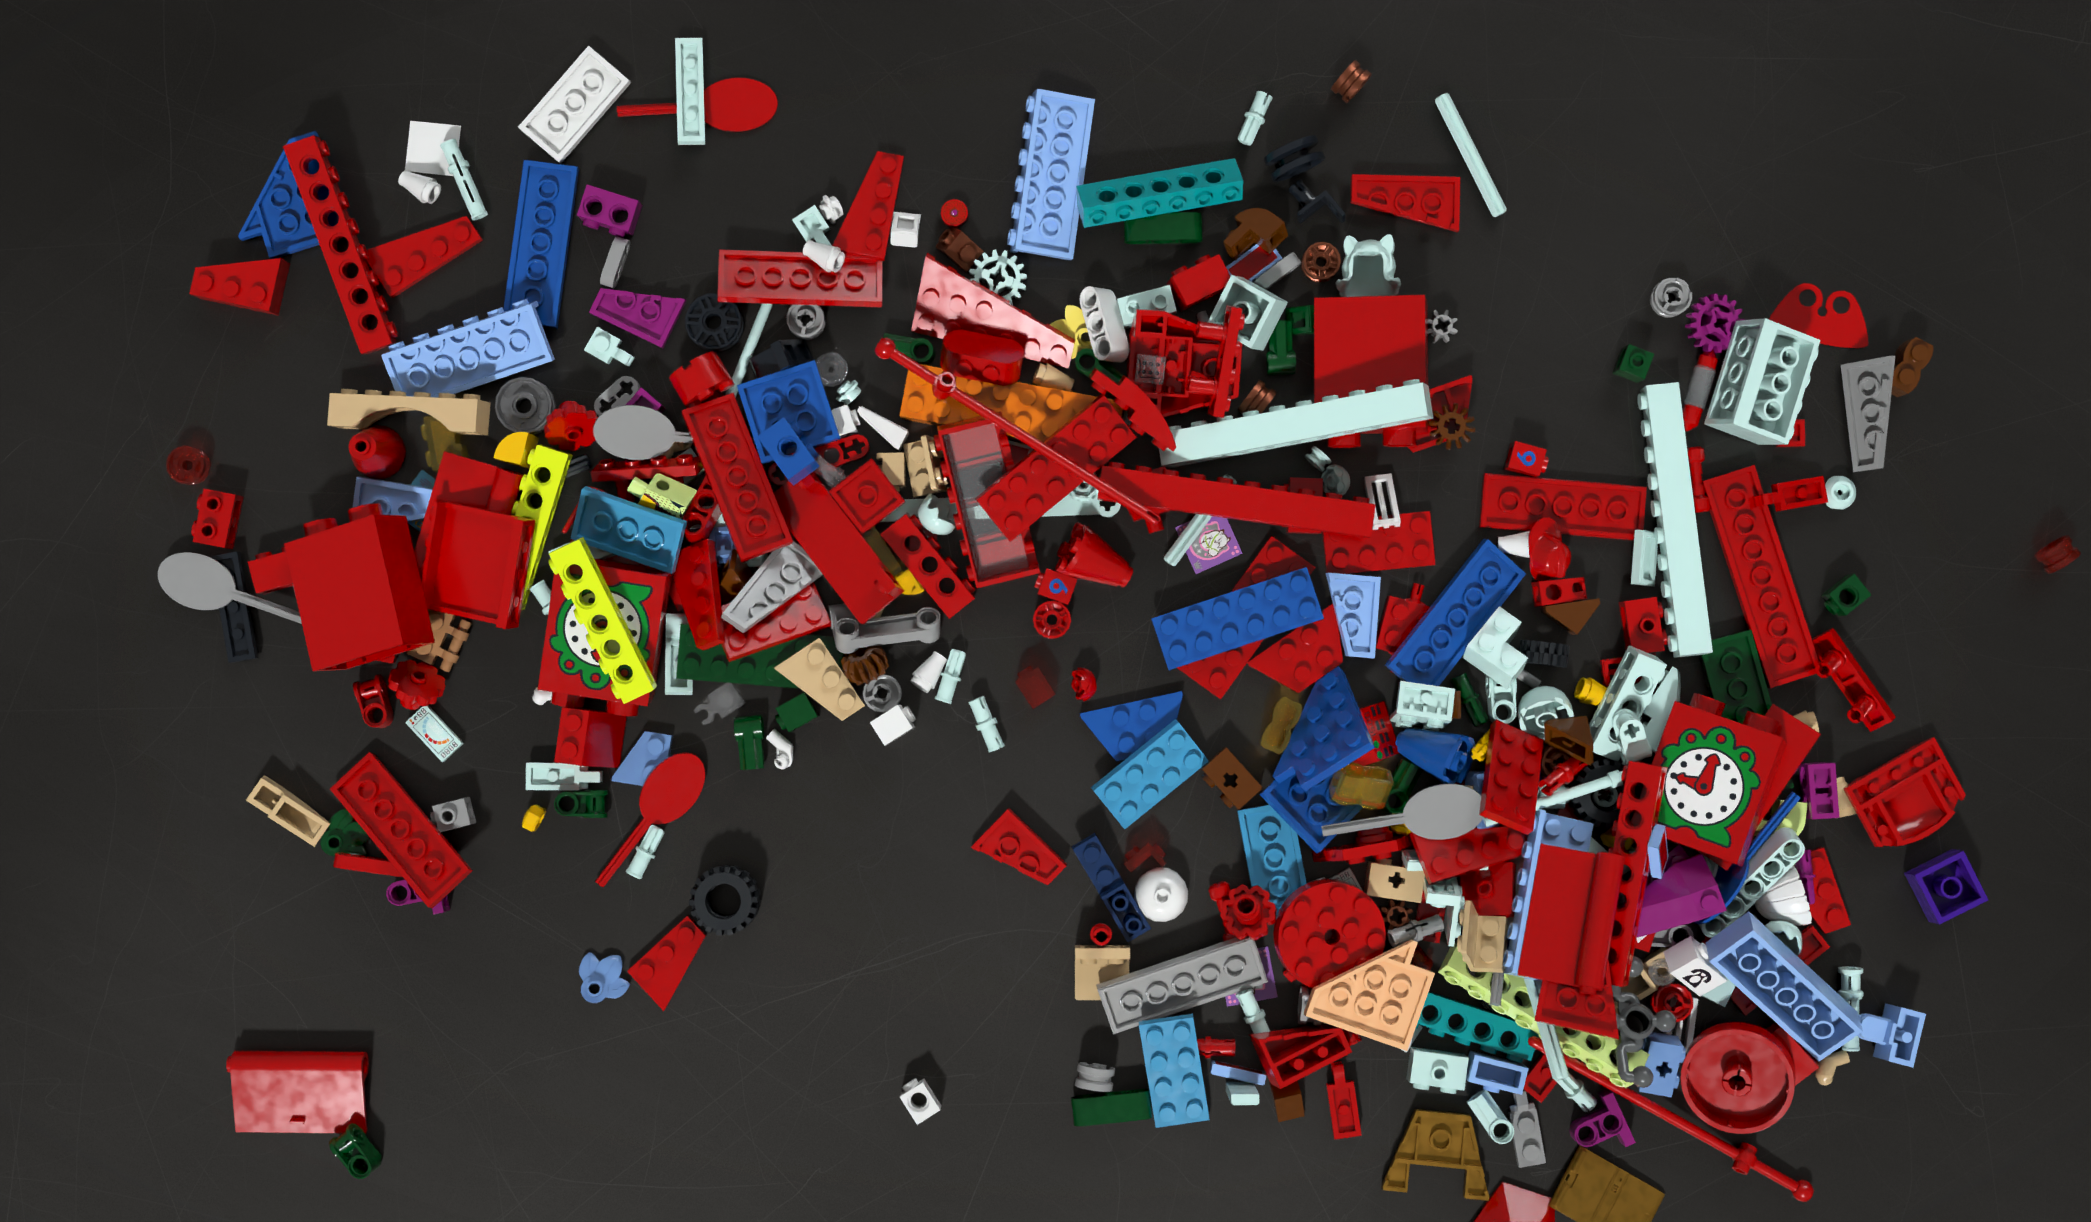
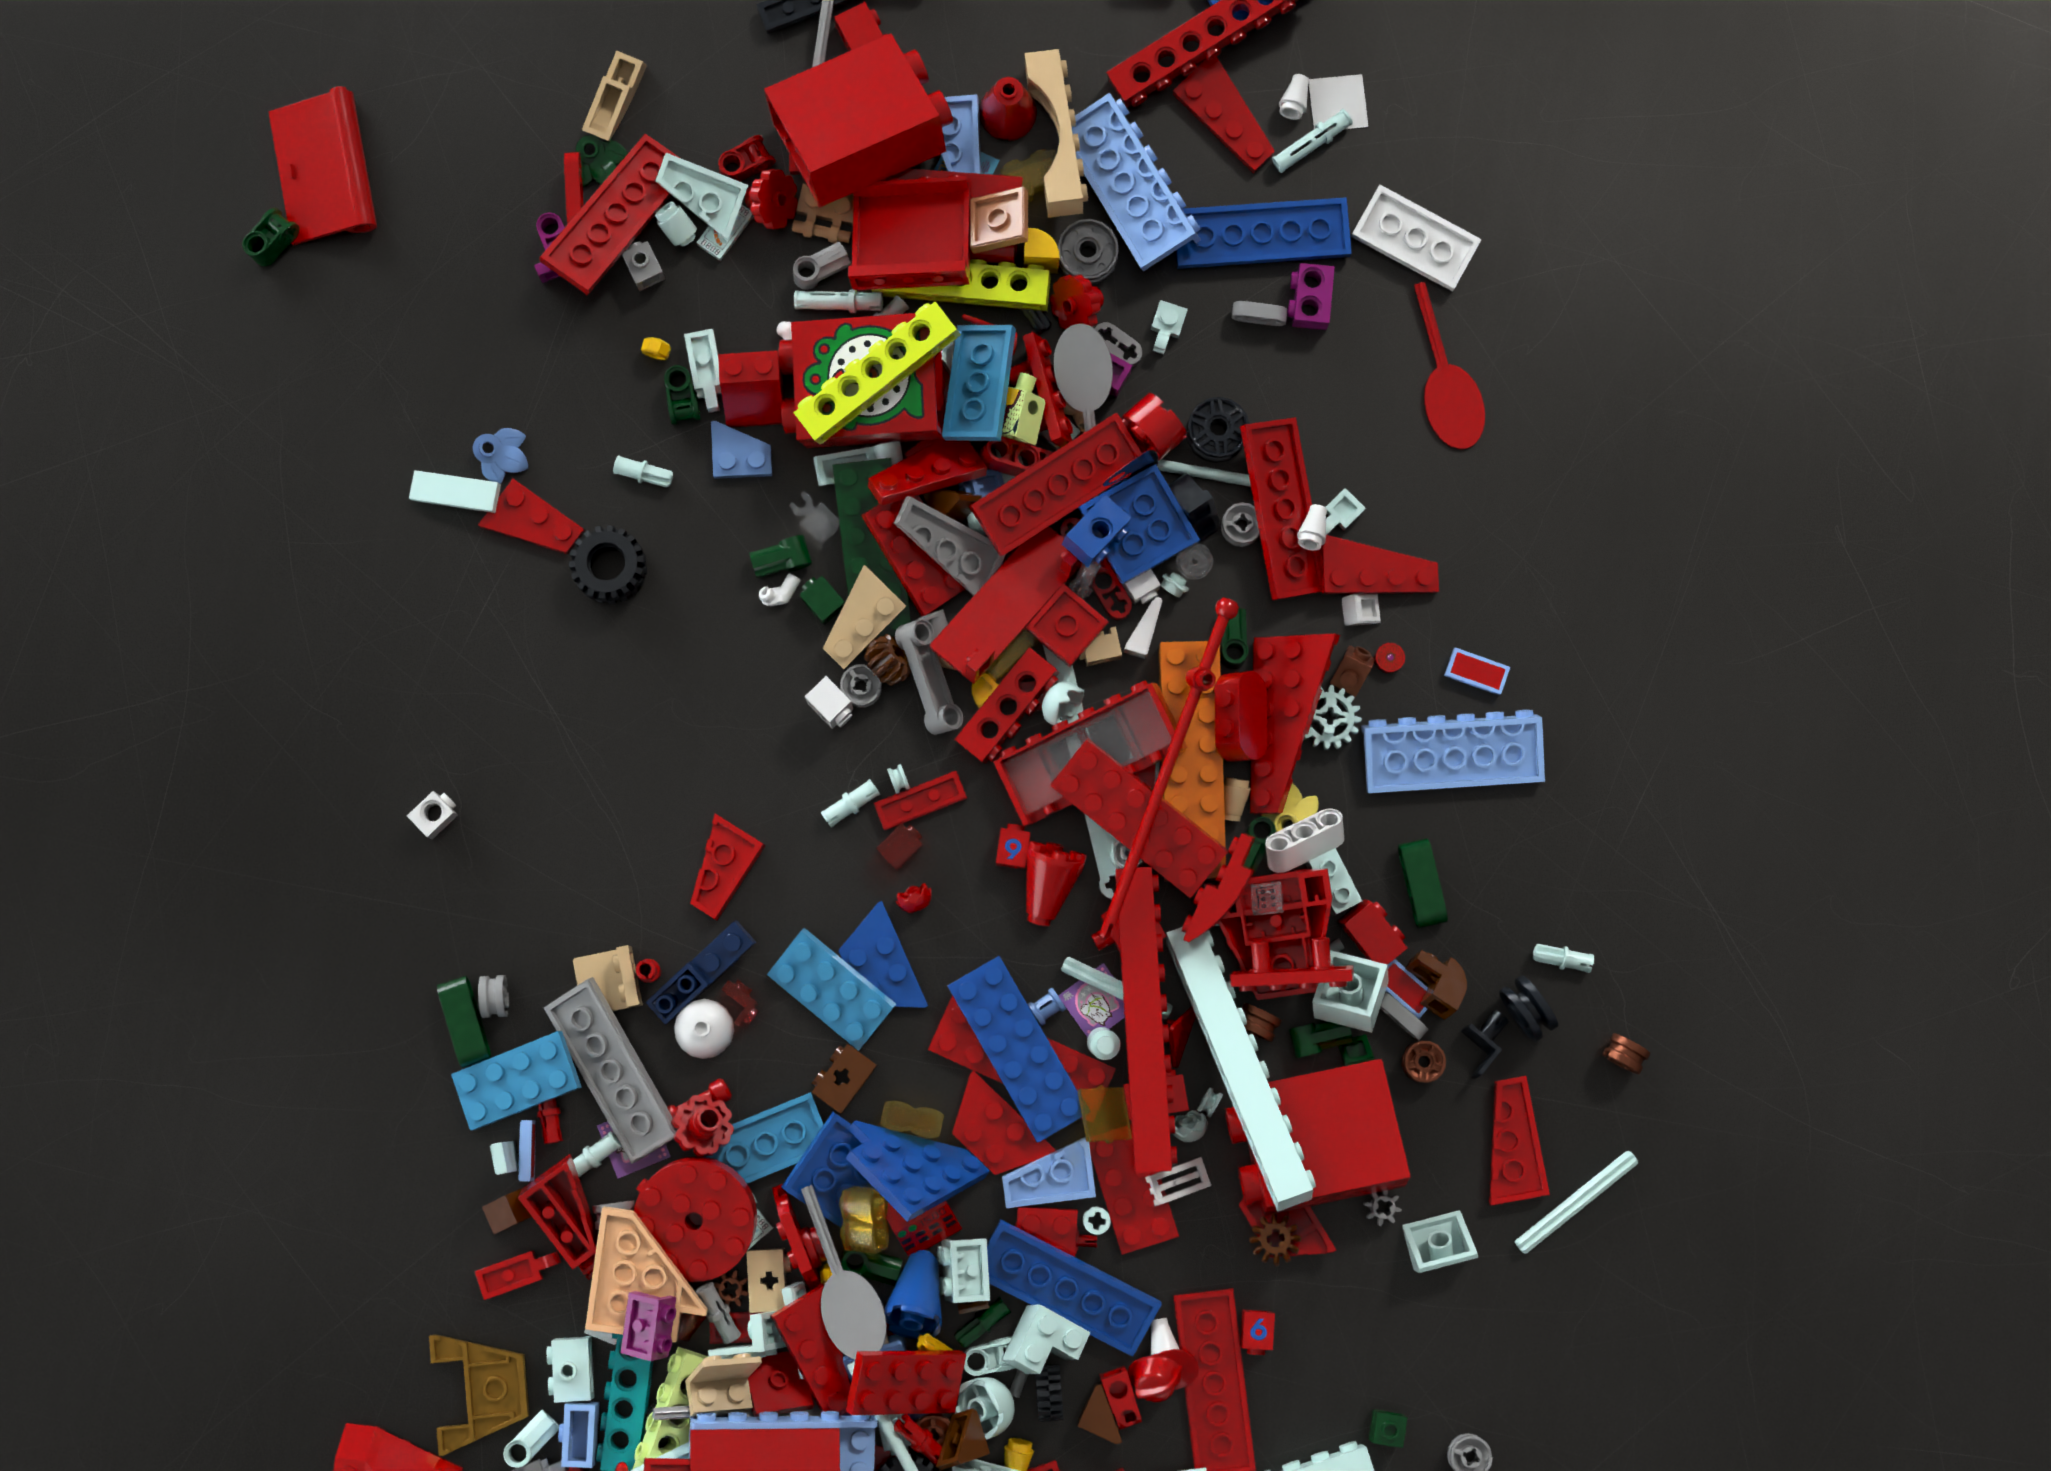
camera: 65 degrees right, 5 degrees down
(397, 745) = (703, 191): none -> light aqua wing
(421, 777) = (676, 224): none -> light aqua brick
(480, 480) = (999, 220): none -> nougat tile
(487, 649) = (822, 264): none -> light grey piece
(523, 643) = (838, 300): none -> light aqua pin
(628, 1026) = (455, 491): none -> light aqua tile
(639, 314) = (1209, 352): magenta wing -> none
(663, 798) = (702, 478): red piece -> none
(690, 91) = (1457, 353): light aqua plate -> none
(737, 403) = (1136, 466): none -> black piece
(831, 208) = (1365, 526): white plate -> none
(925, 467) = (1110, 680): tan bracket -> none
(928, 673) = (892, 730): white cone -> none
(950, 676) = (893, 755): light aqua axle -> none
(973, 676) = (898, 778): none -> light aqua bush
(982, 137) = (1477, 671): none -> red tile
(996, 661) = (920, 800): none -> red tile
(1063, 619) = (970, 839): red wheel -> none
(1159, 192) = (1459, 870): teal brick -> none
(1203, 593) = (1046, 1006): none -> medium blue bush
(1247, 542) = (1103, 1043): none -> light aqua brick
(1253, 472) = (1179, 1034): none -> red piece
(1311, 554) = (1104, 1114): none -> clear yellow piece
(1368, 268) = (1427, 1114): light aqua hair -> none
(1409, 576) = (1101, 1227): none -> light aqua bush
(1417, 994) = (648, 1326): none -> magenta bracket
(1482, 283) = (1439, 1242): none -> light aqua slope

